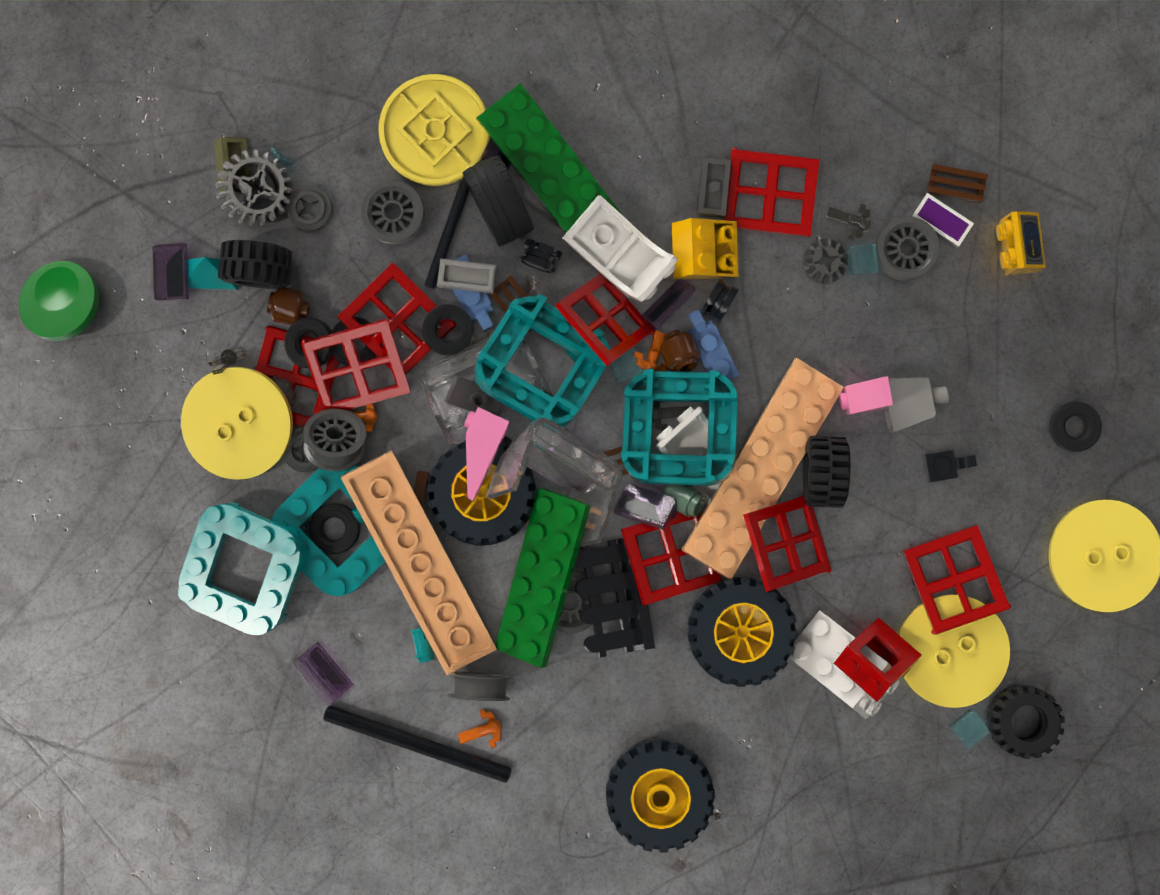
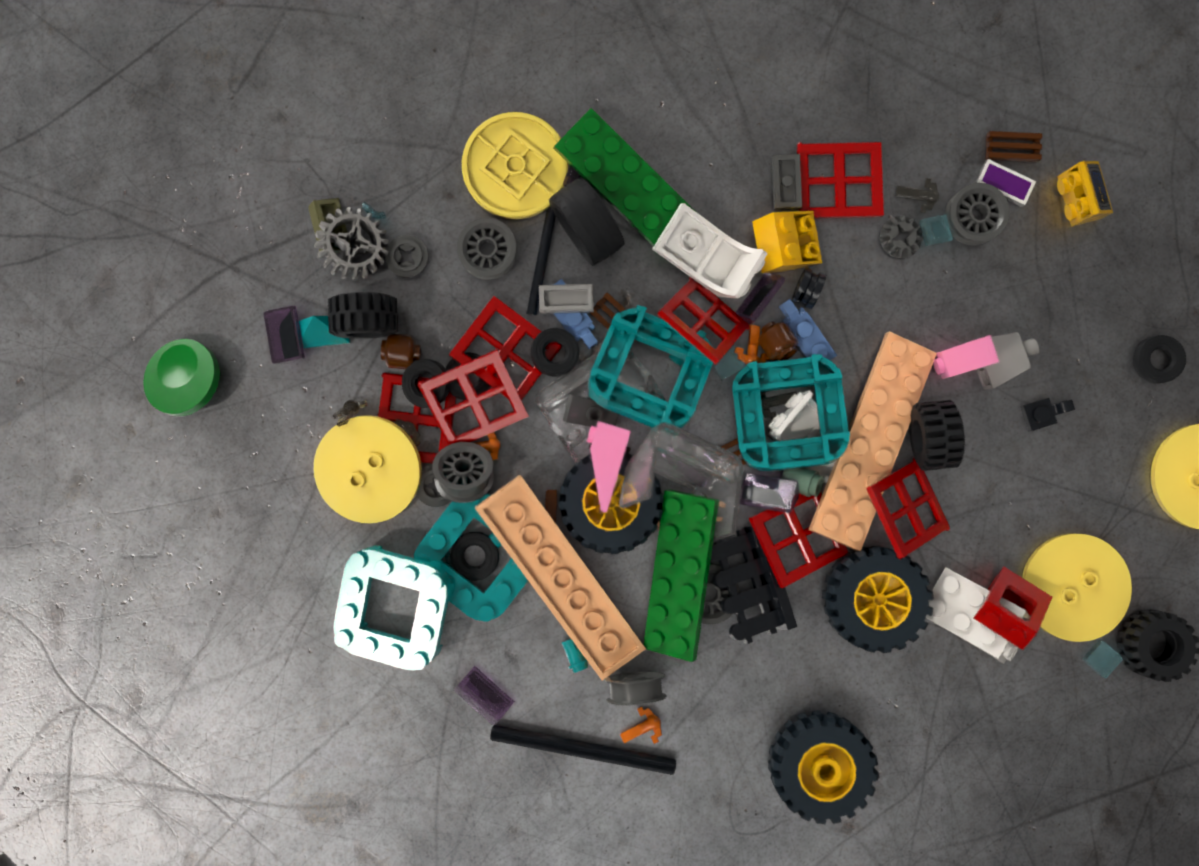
camera: 15 degrees left, 0 degrees up
(540, 256) = (632, 270): black wheel -> none
(956, 580) = (1070, 520): red window -> none

